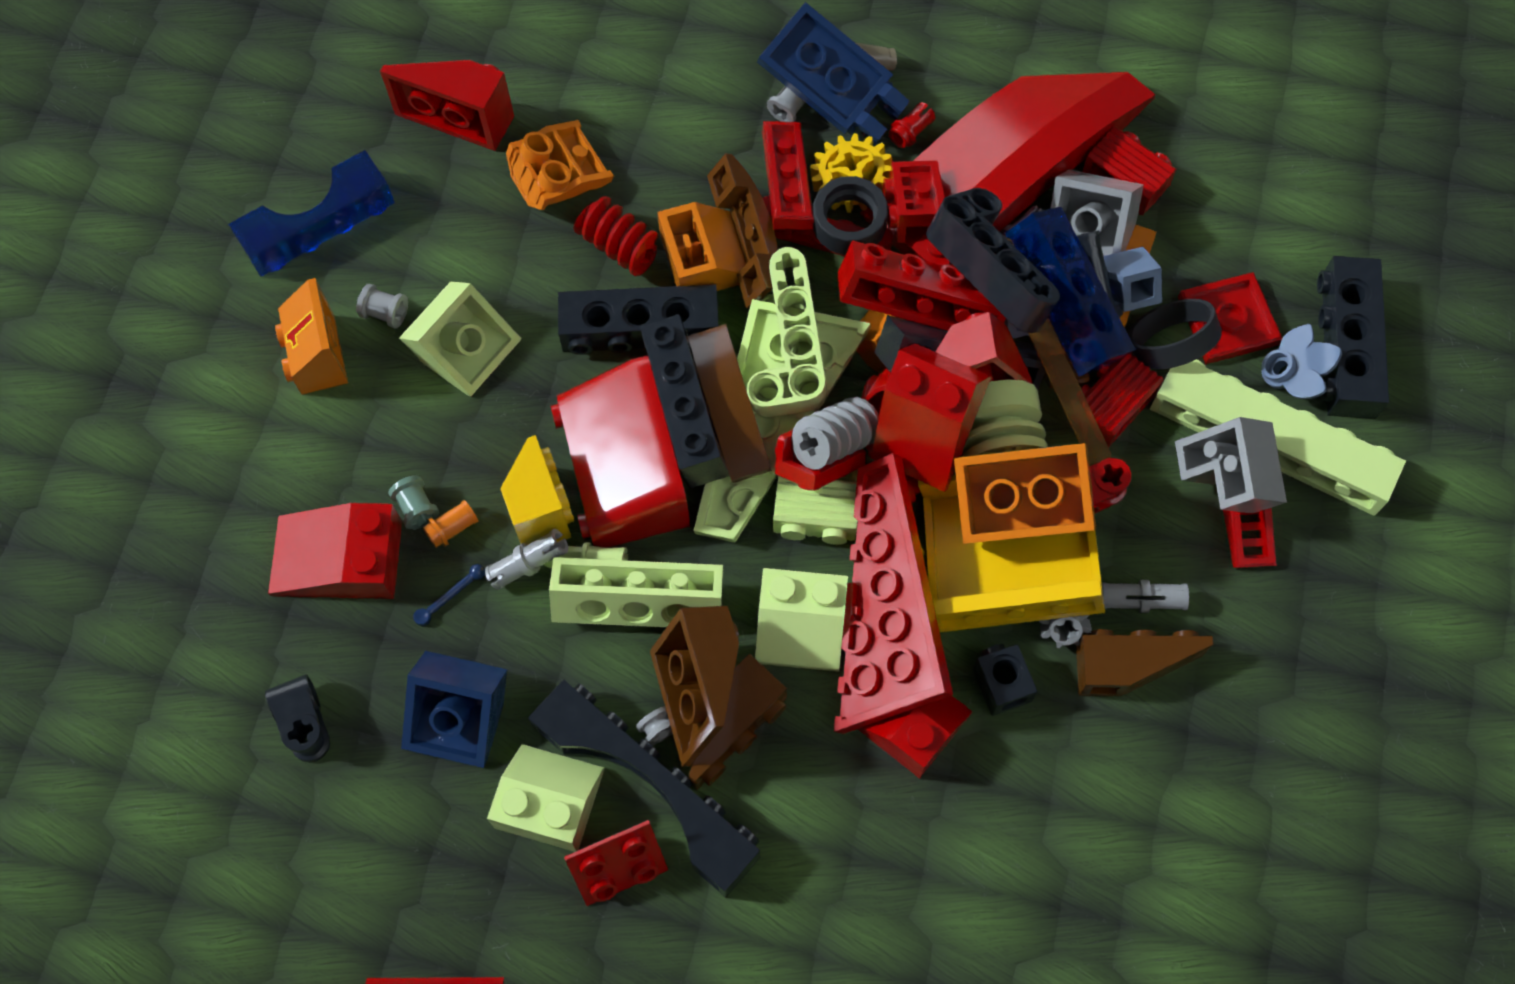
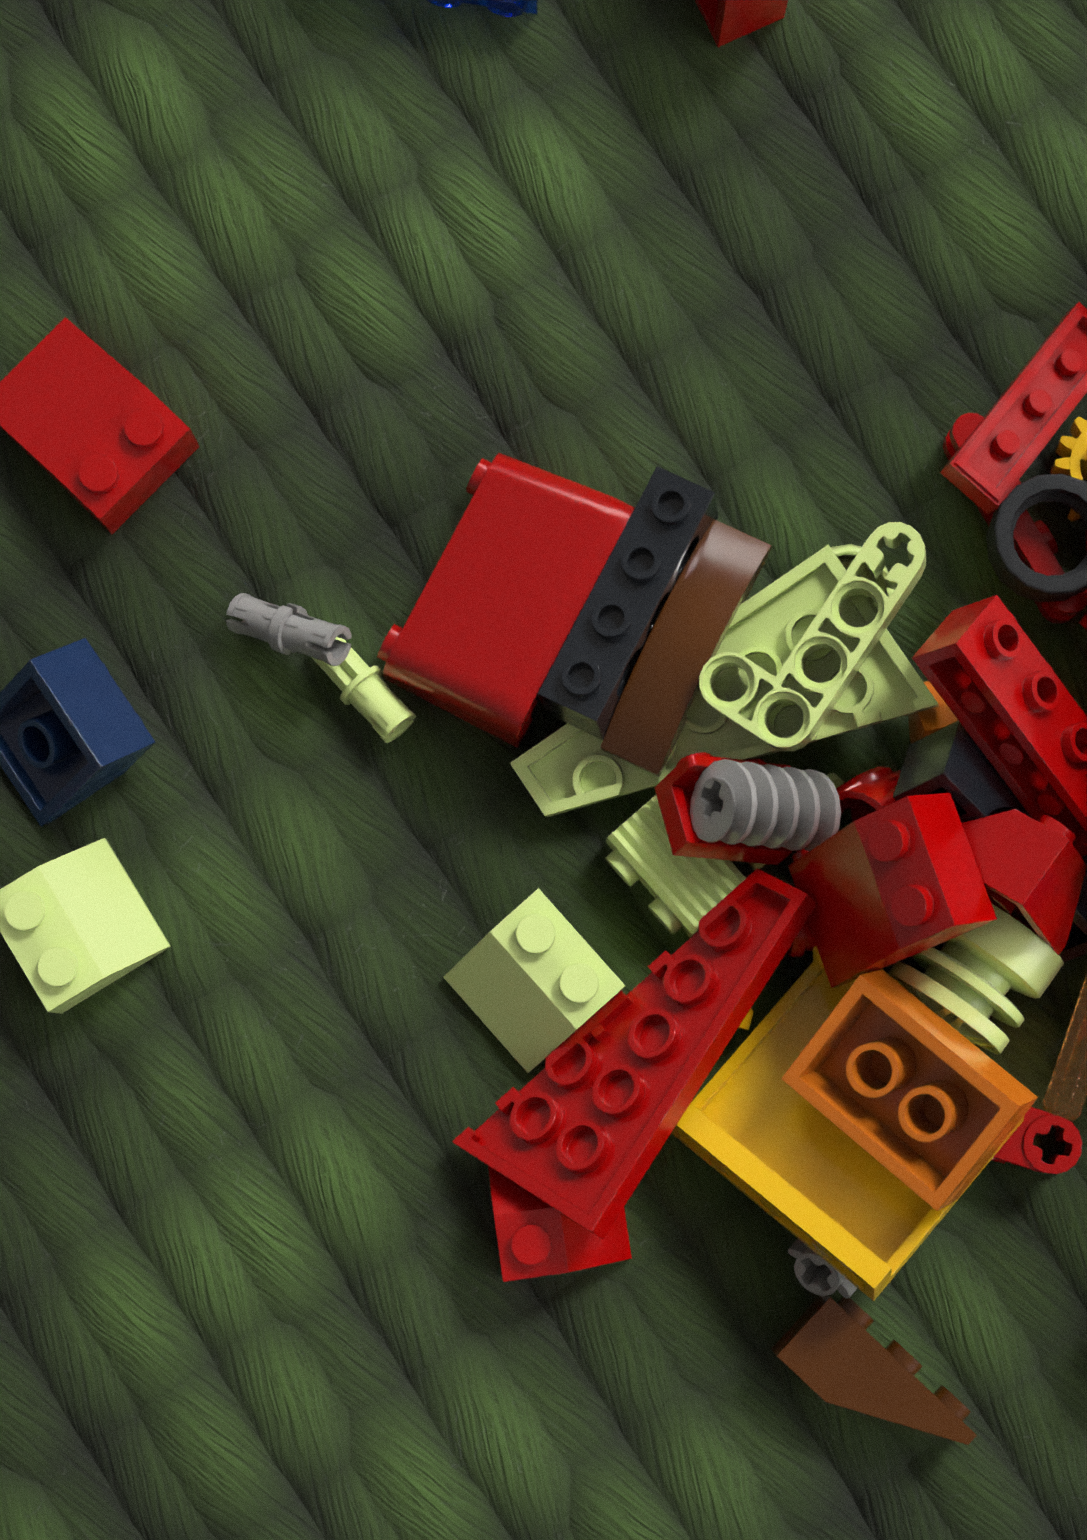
camera: 40 degrees right, 15 degrees up
(310, 340) = (276, 127): orange slope -> none
(382, 306) = (400, 149): light grey bush -> none
(413, 502) = (225, 439): sand green bush -> none
(423, 616) = (124, 587): dark blue hinge -> none
(450, 524) = (244, 502): orange pin -> none
(461, 337) = (455, 273): yellowish green slope -> none
(536, 495) = (355, 565): yellow slope -> none
(555, 165) = (768, 138): orange slope -> none
(580, 729) = (205, 1149): black arch -> none
(616, 235) = (756, 303): red piece -> none
(616, 863) = (58, 1068): red hinge -> none
(621, 307) = (623, 364): black brick -> none
(629, 590) = (374, 783): yellowish green brick -> none
(656, 726) = (266, 956): light grey bush -> none
(695, 675) = (350, 946): reddish brown slope -> none
(701, 245) = (846, 416): orange slope -> none
(736, 191) = (949, 373): reddish brown slope -> none
(752, 700) = (370, 1018): reddish brown slope -> none
(1004, 696) = (699, 1287): black brick -> none
(1173, 596) = (955, 1311): light grey pin -> none

